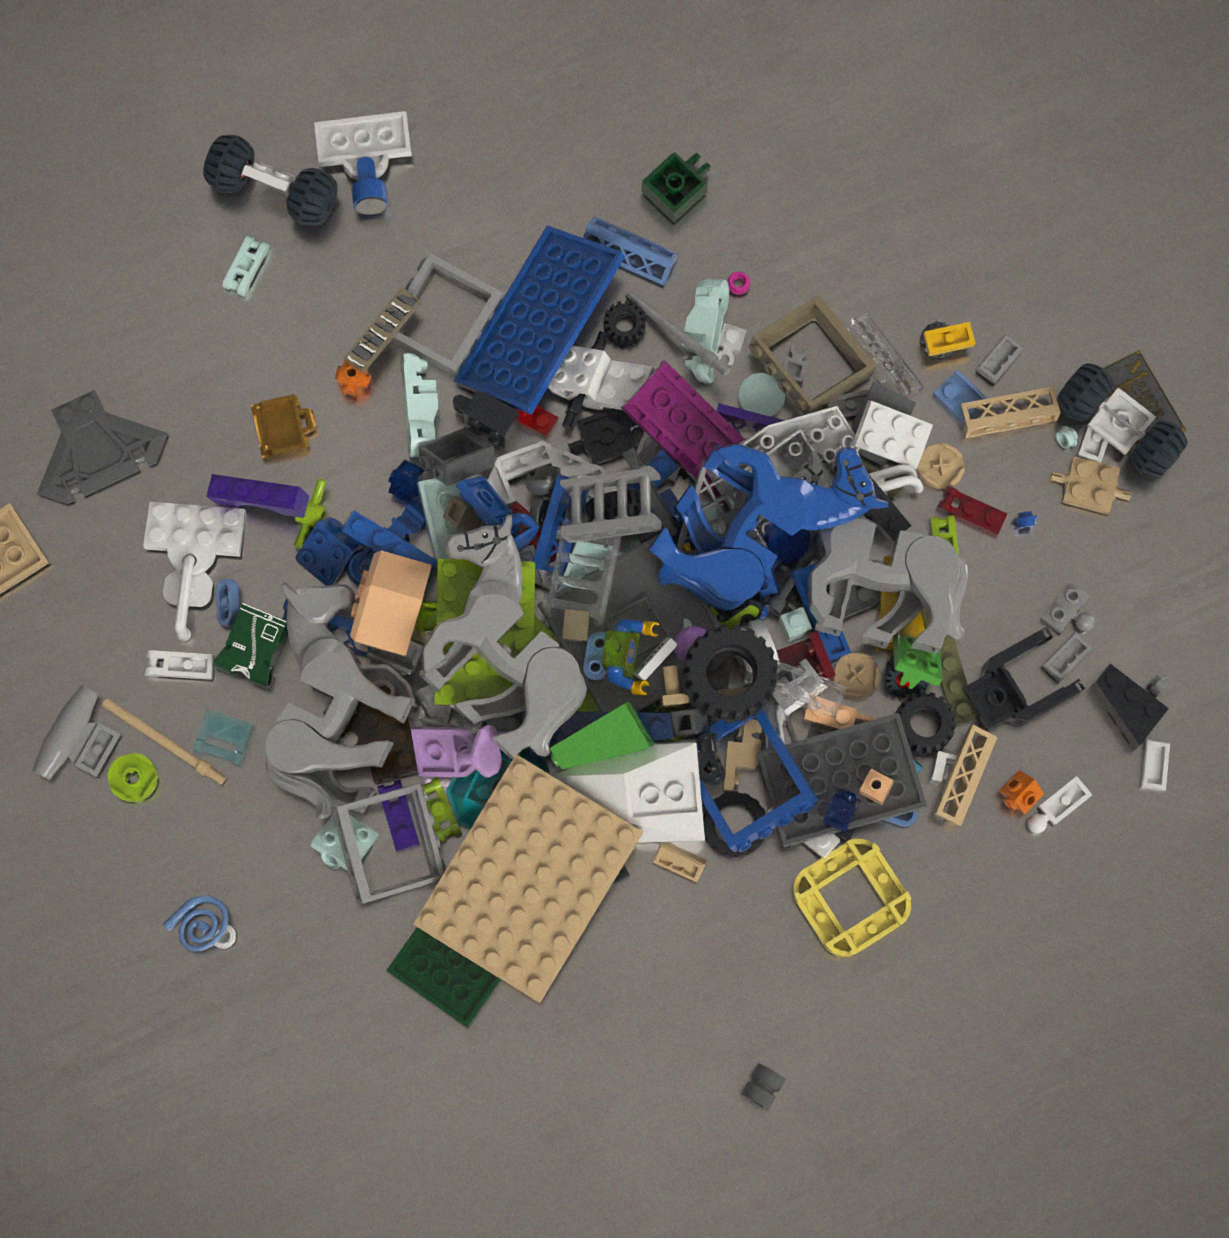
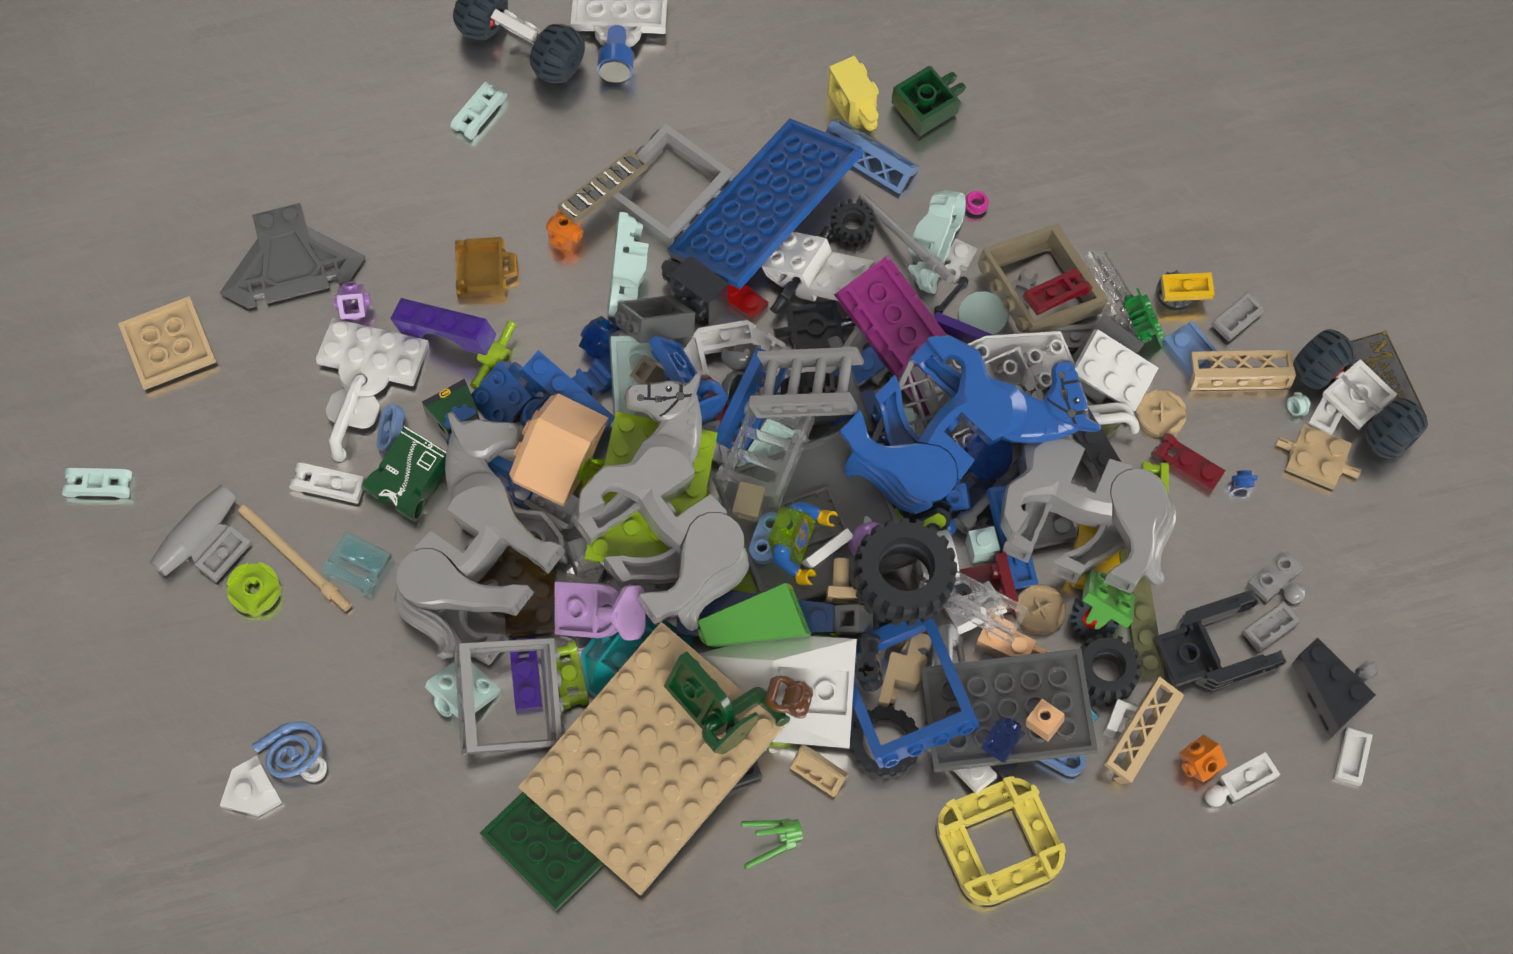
camera: 10 degrees right, 10 degrees down
(165, 483) = (350, 308): none -> medium lavender brick
(170, 965) = (250, 790): none -> white plate
(280, 569) = (452, 399): none -> dark green torso
(577, 830) = (712, 708): none -> dark green plate
(605, 192) = (853, 93): none -> light yellow hinge
(650, 807) = (796, 696): none -> reddish brown piece
(660, 920) = (787, 831): none -> bright green plant
(738, 364) = (963, 282): none -> black hinge
(828, 368) = (1056, 291): none -> dark red plate
(921, 386) = (1143, 317): none -> green hinge

